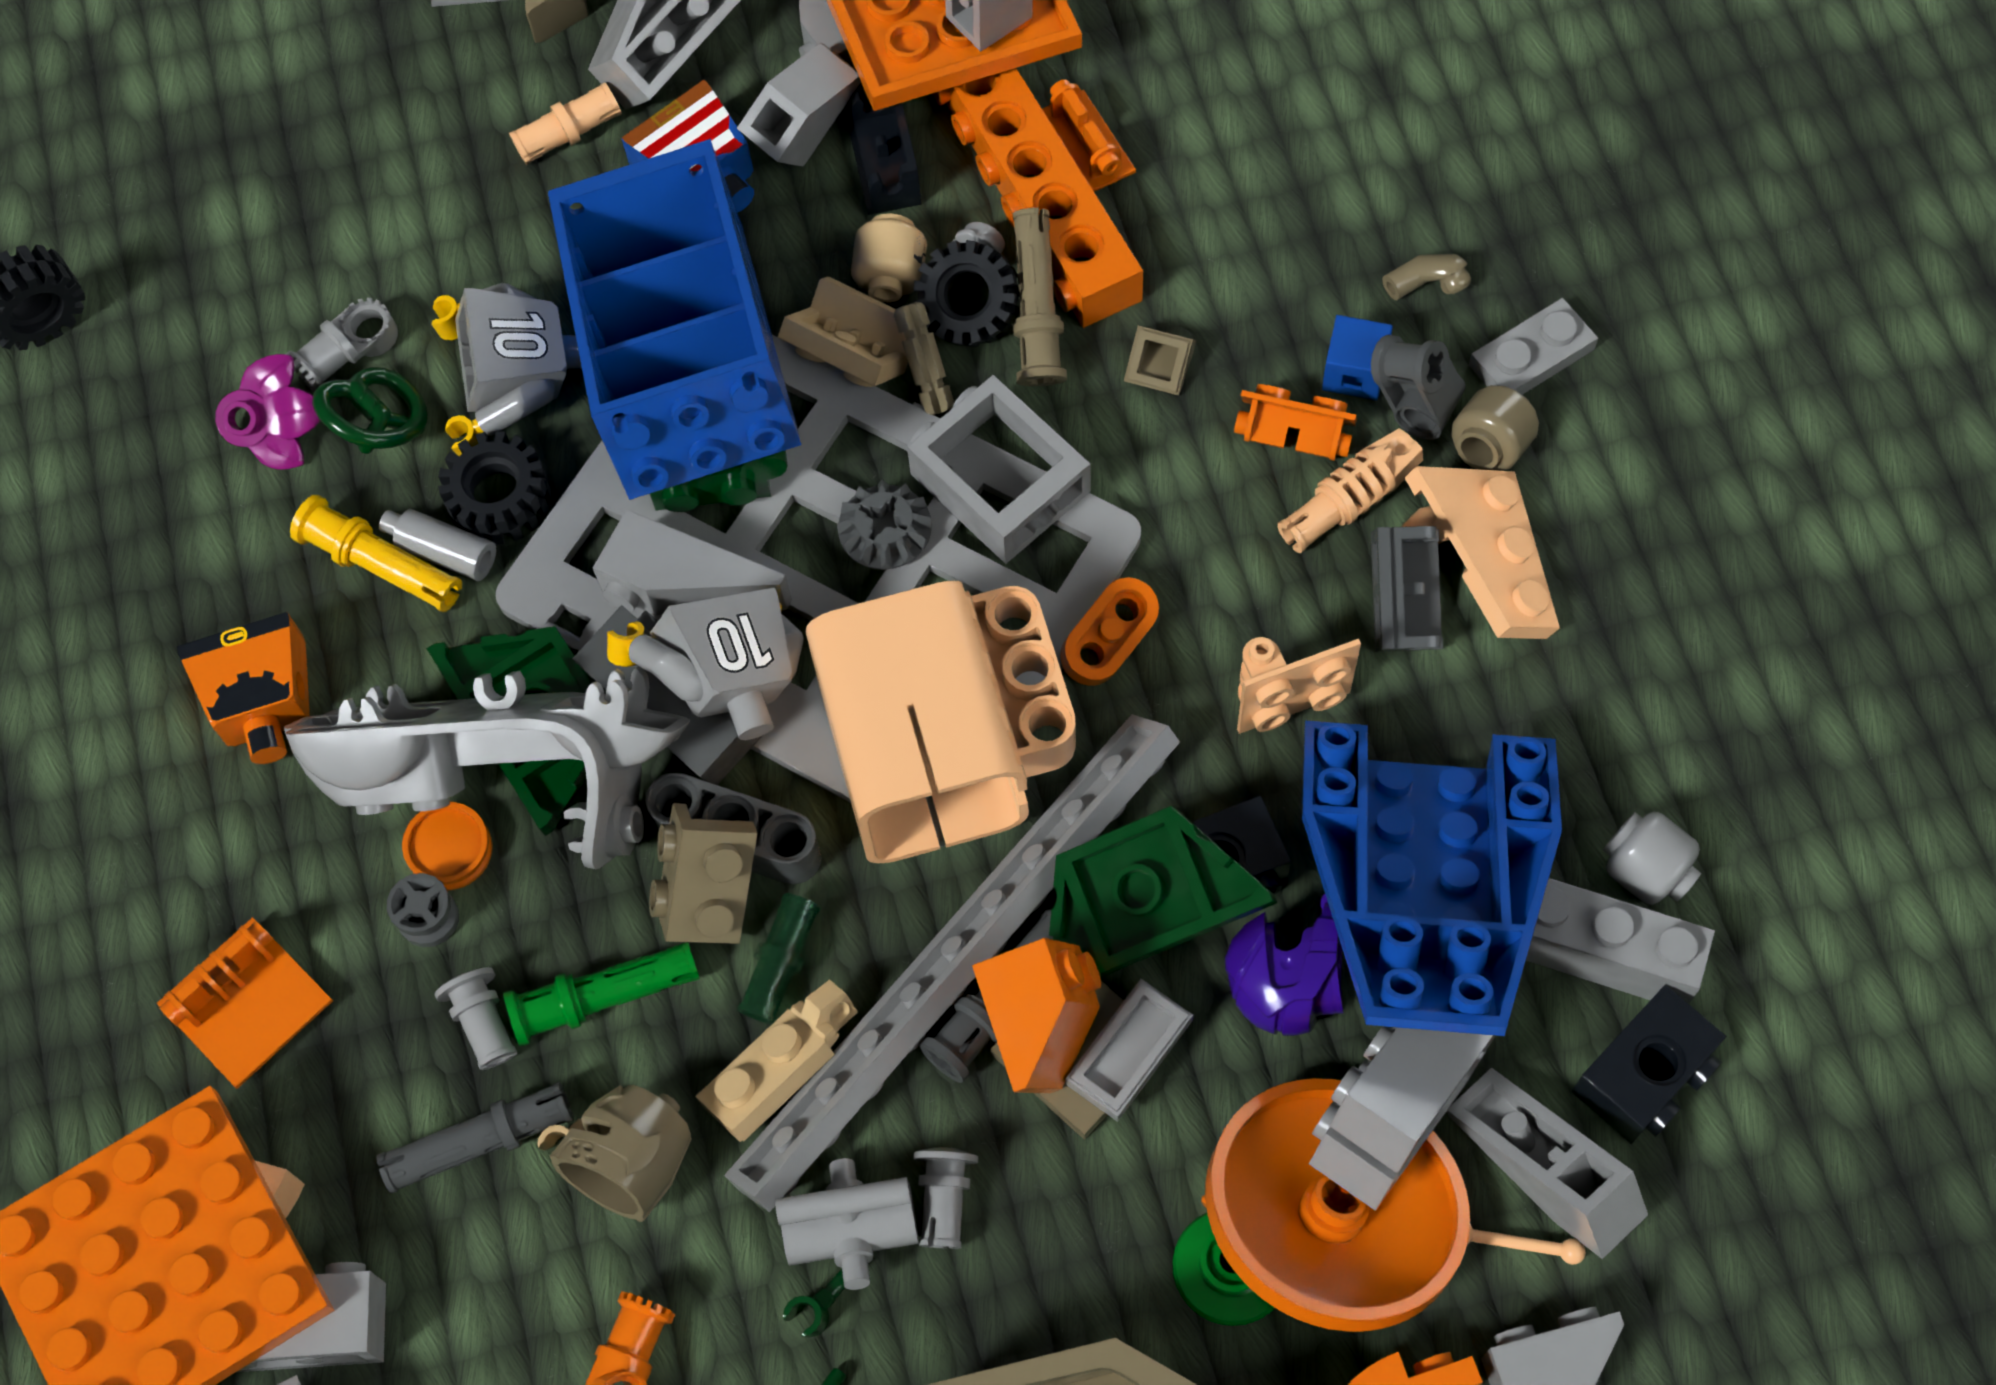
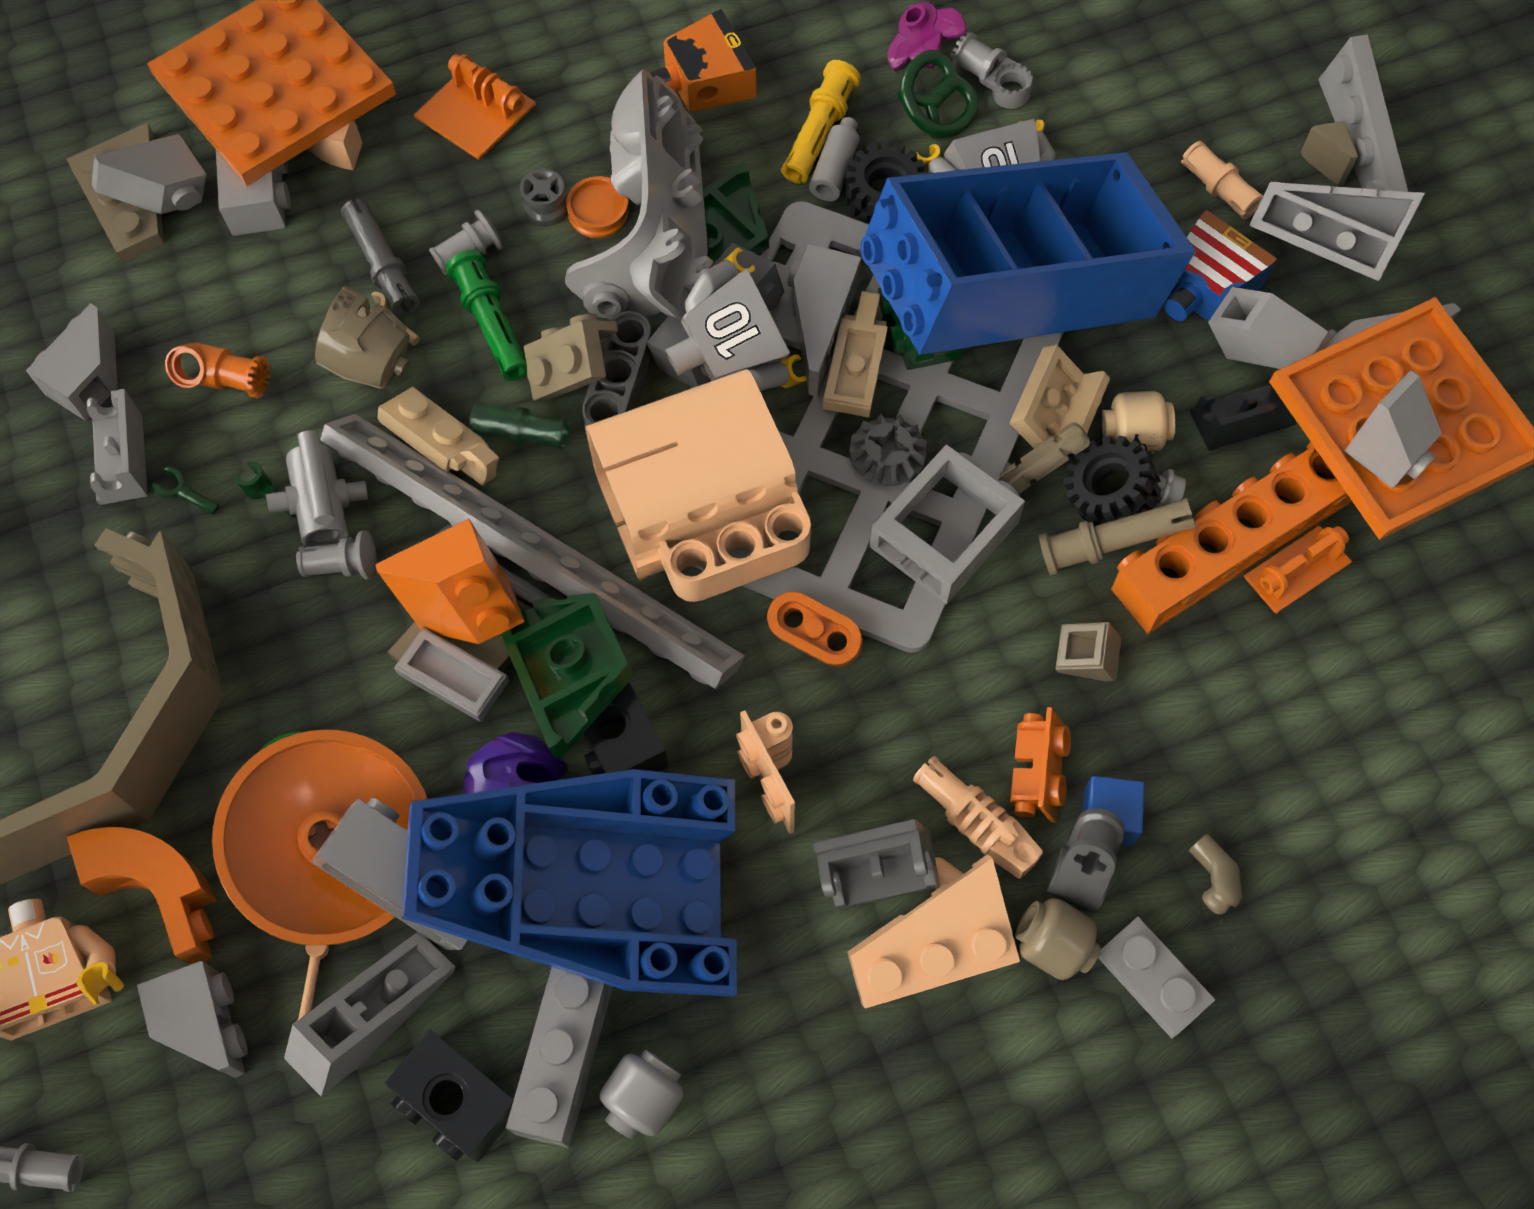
camera: 80 degrees right, 0 degrees up
(760, 536) = (856, 360): none -> tan hinge

